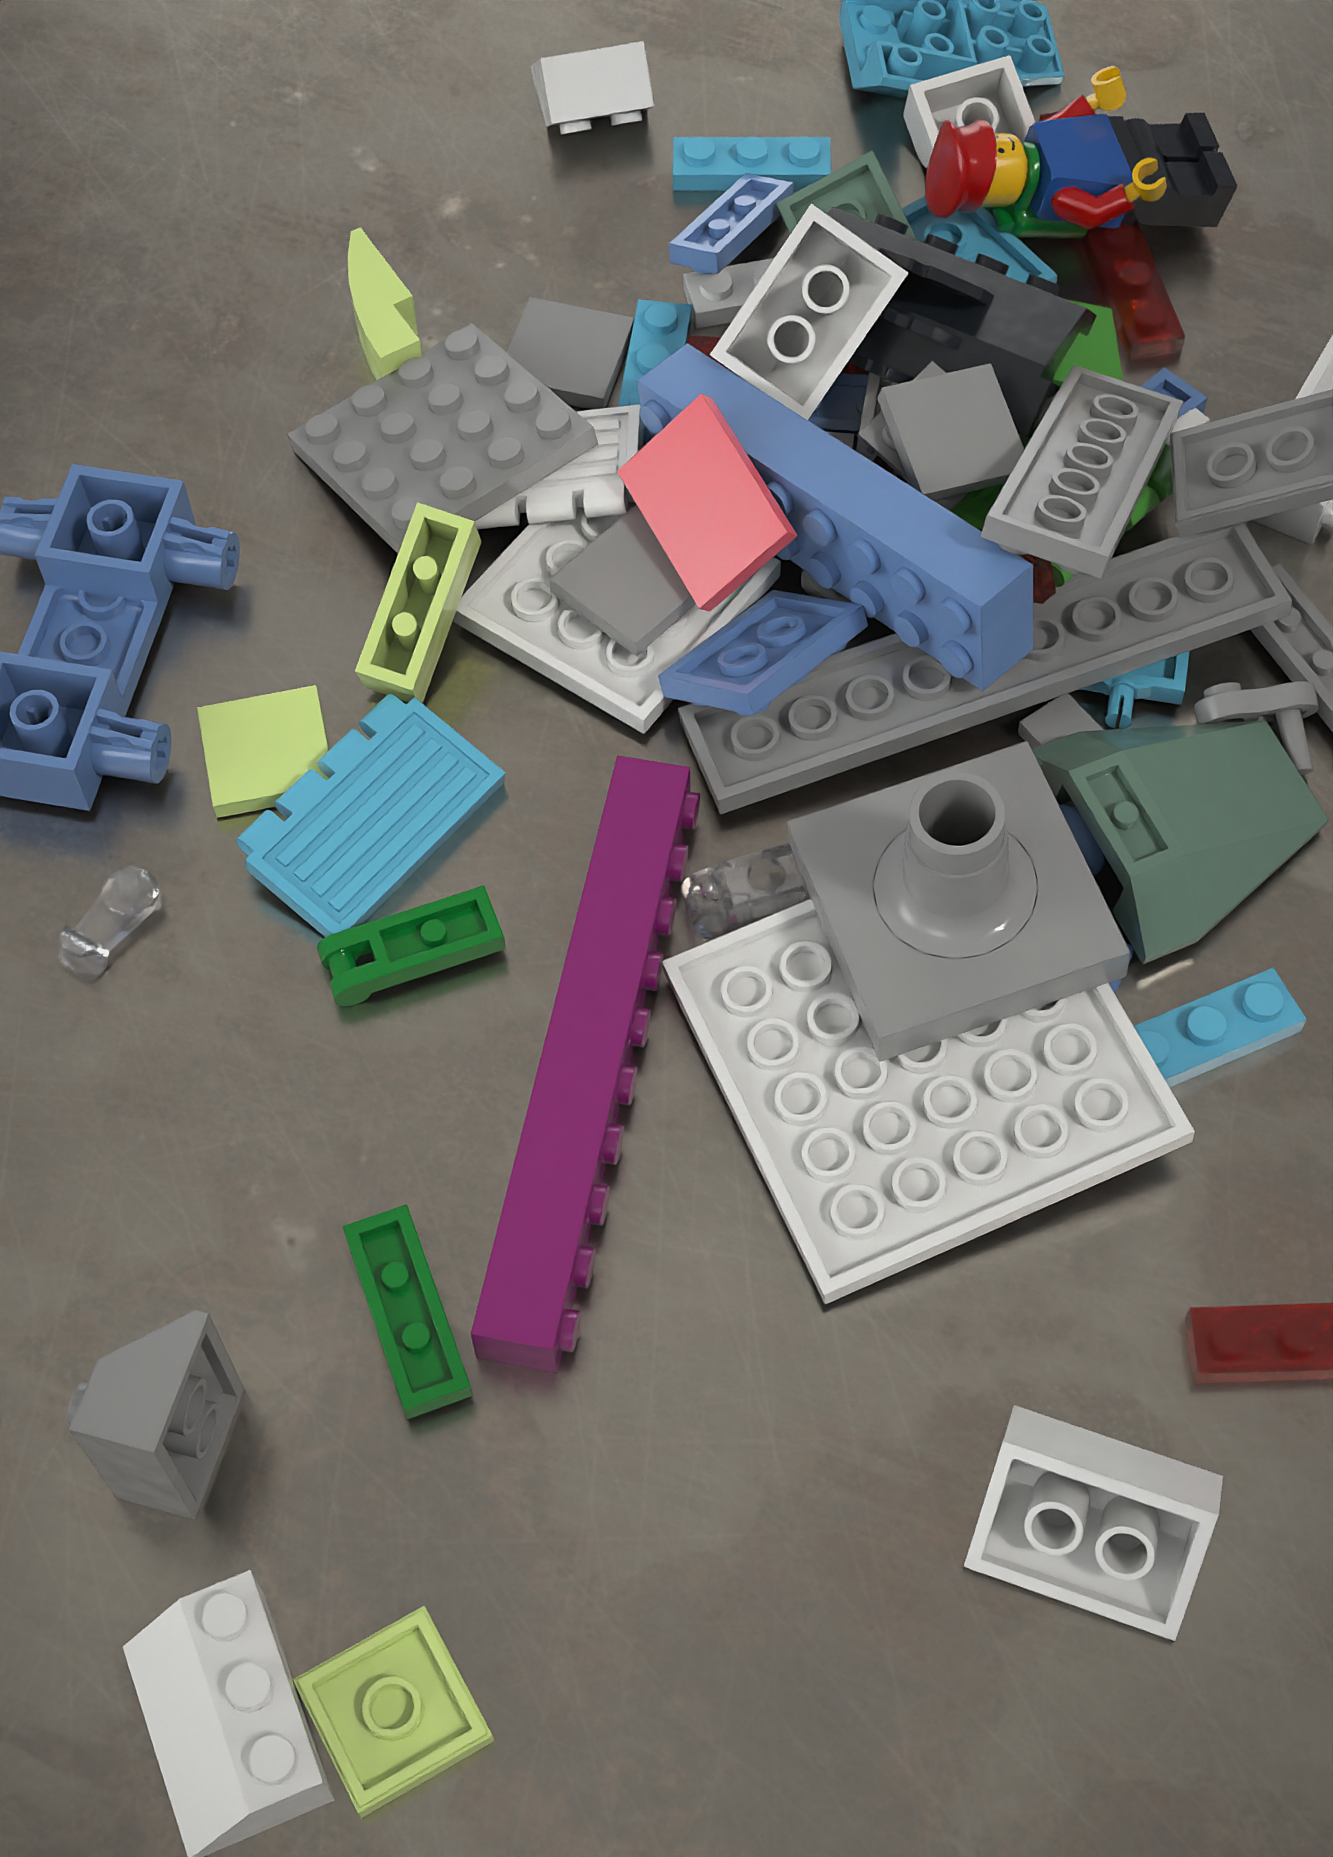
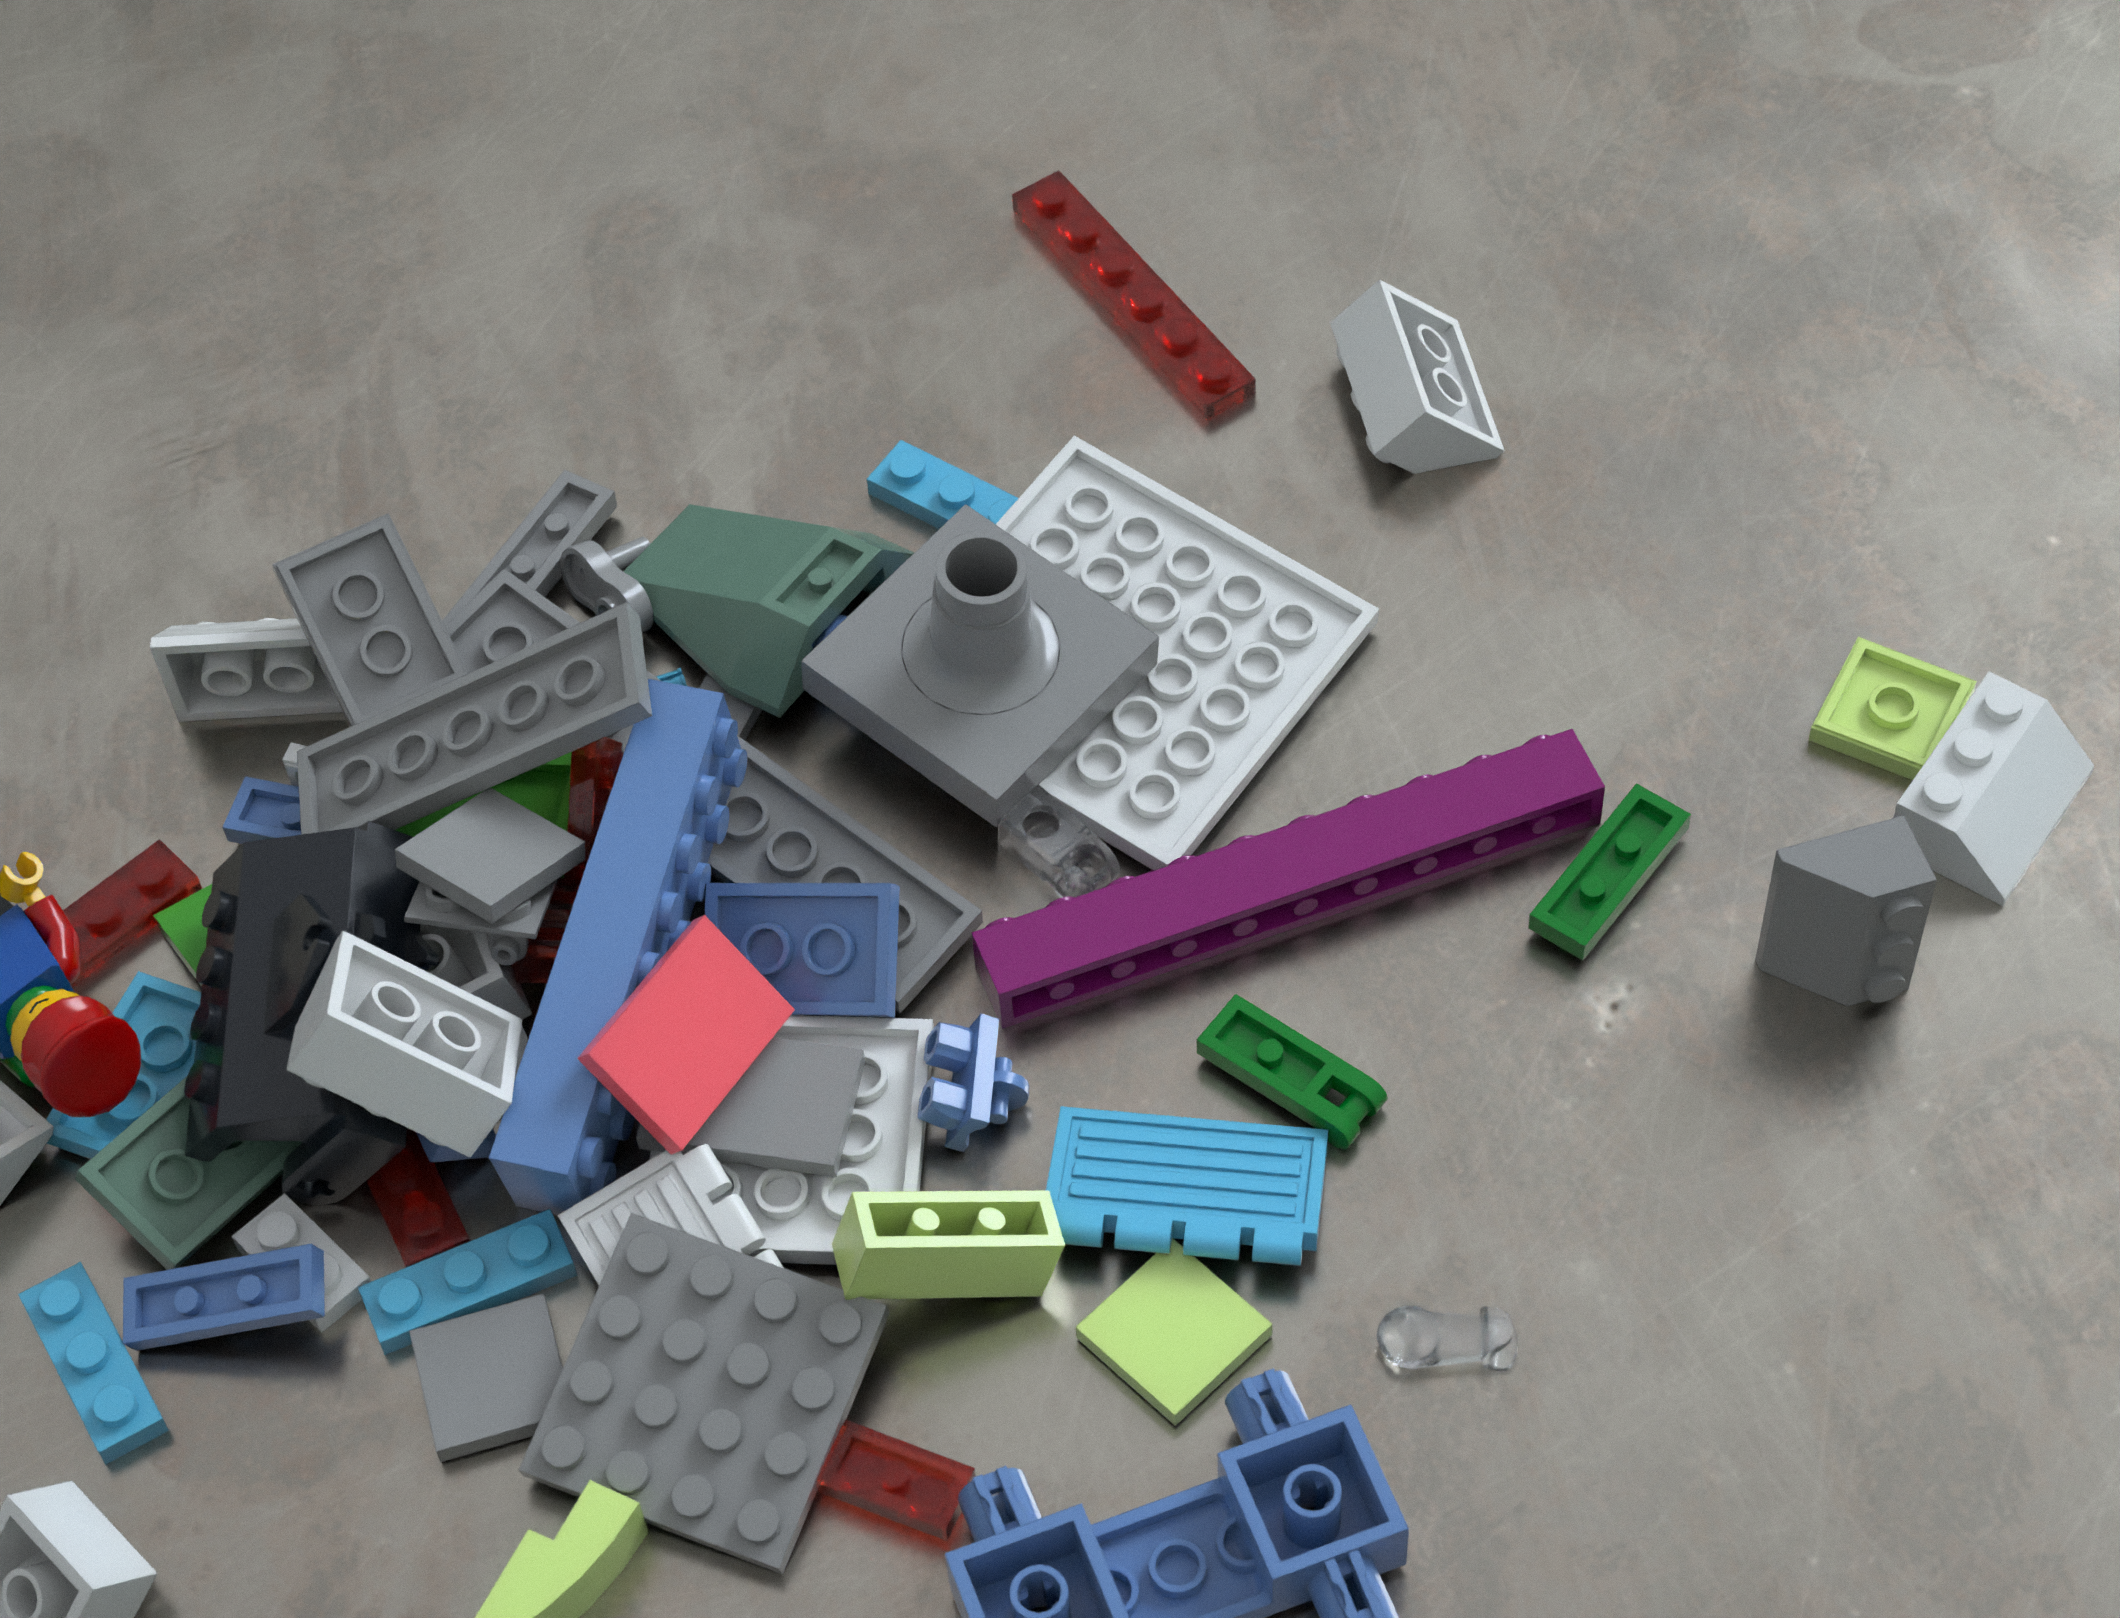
camera: 120 degrees left, 5 degrees down
(293, 525) = (894, 1479): none -> clear red plate
(592, 722) = (981, 1084): none -> medium blue hips

